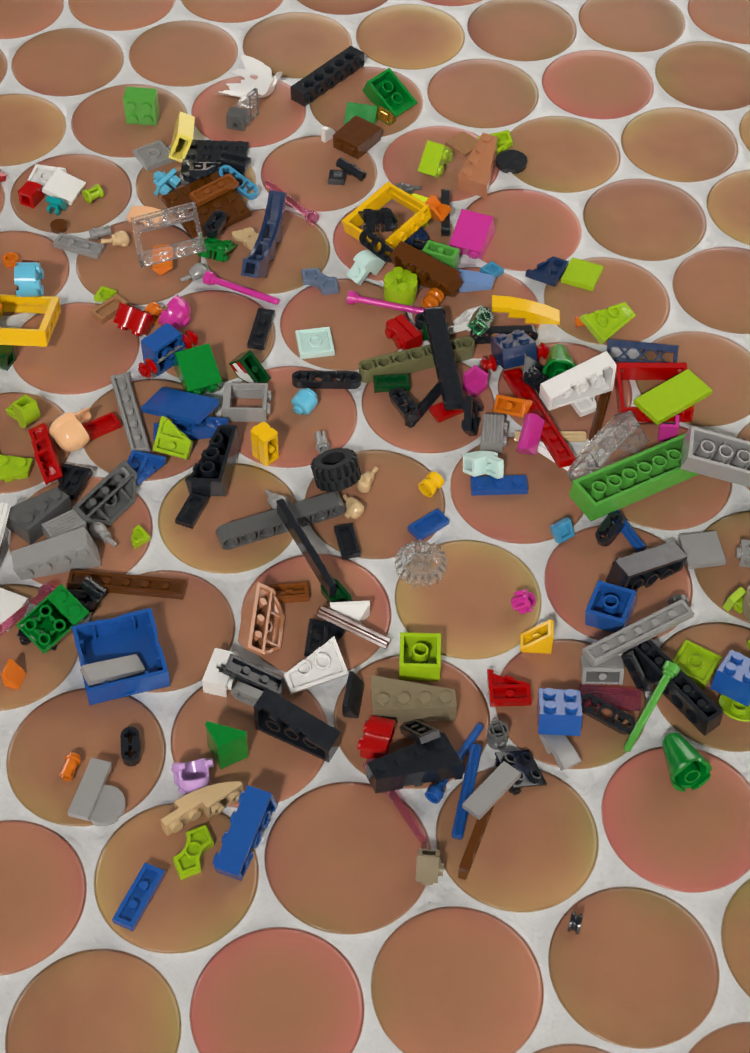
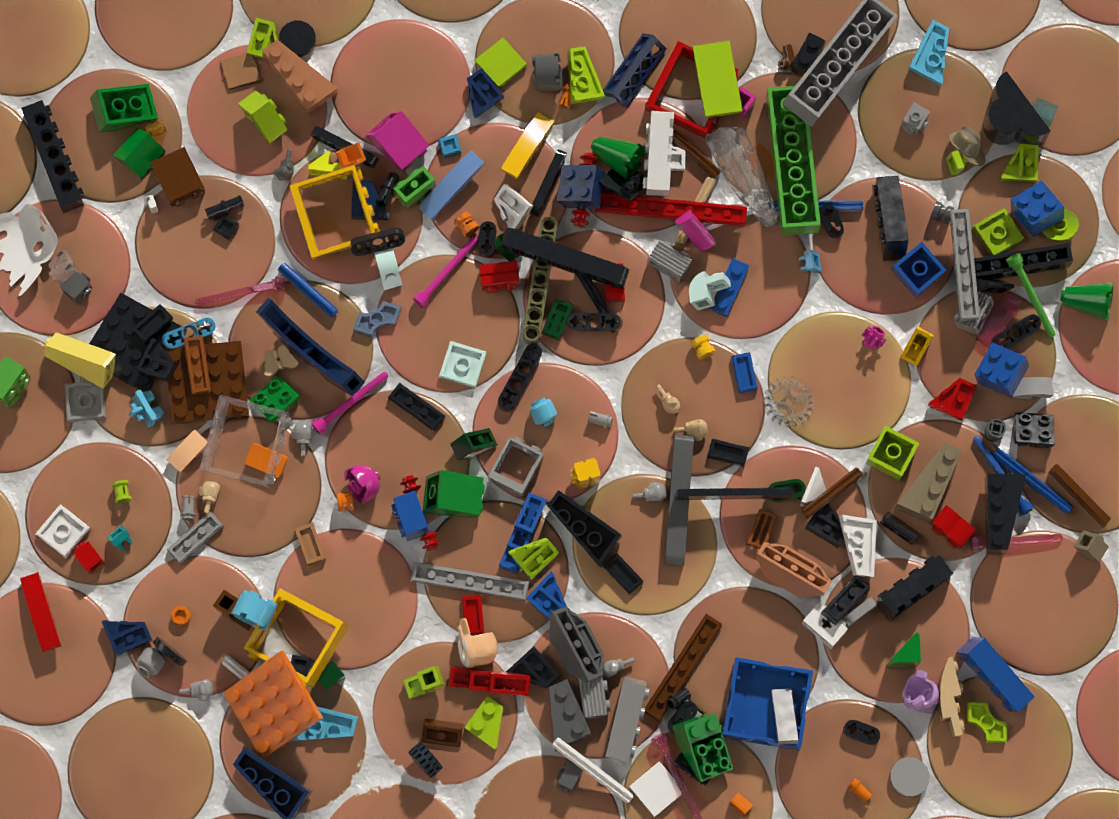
camera: 65 degrees left, 25 degrees up
(58, 226) = (152, 547): reddish brown tile -> none
(63, 186) = (94, 518): white tile -> none
(90, 789) = (894, 782): light grey tile -> none
(104, 294) = (285, 539): lime tile -> none
(133, 318) = (347, 526): red brick -> none
(138, 896) = (1010, 781): blue plate -> none
(139, 537) = (631, 634): lime tile -> none
(180, 405) = (494, 531): blue tile -> none
(218, 225) = (245, 389): black beam -> none
(316, 235) = (307, 290): none -> blue axle
(336, 469) = (638, 419): black tyre -> none
(374, 218) = (352, 216): black hinge -> none
(400, 286) = (437, 237): lime brick -> none
(419, 731) = (972, 491): black tile -> none
(429, 271) = (436, 212): reddish brown wedge -> none
(471, 421) = (639, 267): black wing -> none
(475, 381) = (597, 242): dark pink panel -> none
(483, 317) = (536, 198): clear green brick -> none
(491, 790) = (1053, 463): light grey tile -> none
(512, 405) = (645, 224): orange slope -> none
(594, 294) = (547, 72): none -> dark grey brick
(702, 550) = (887, 156): light grey tile -> none

